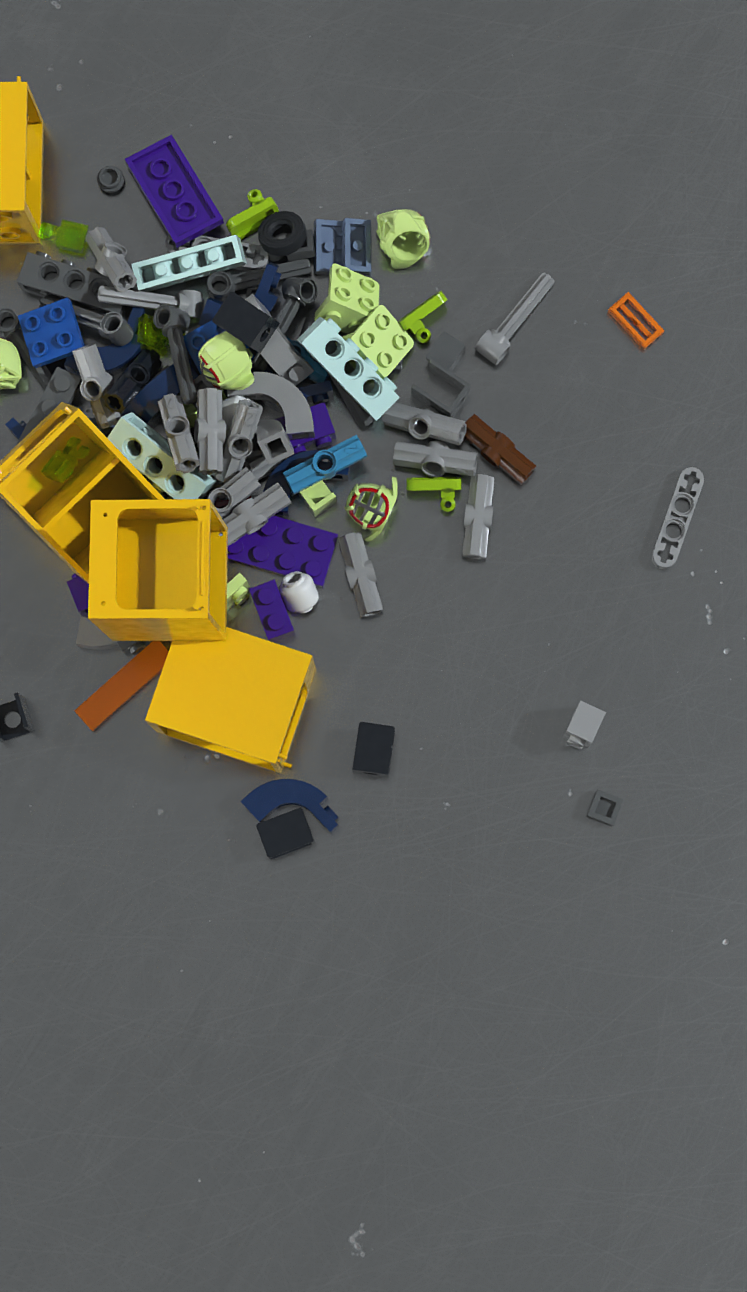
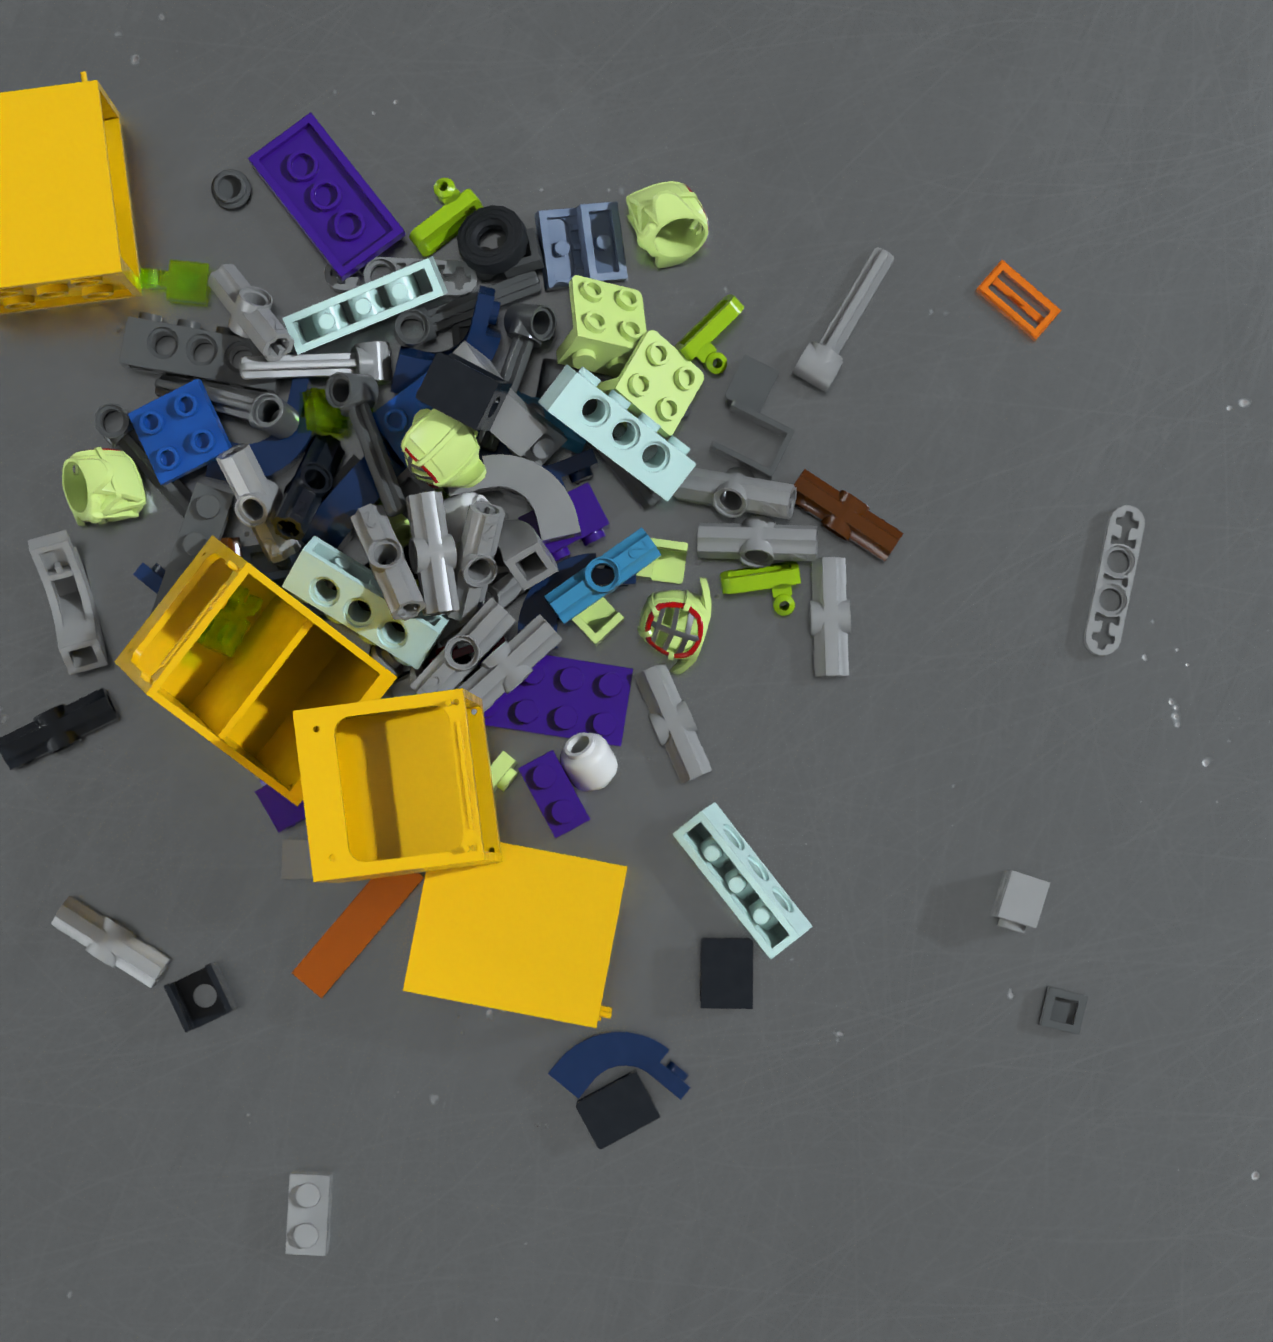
camera: 15 degrees left, 5 degrees up
(61, 876) = (309, 1213): none -> light grey brick
(371, 467) = (668, 567): none -> yellowish green panel
(393, 687) = (742, 880): none -> light aqua brick

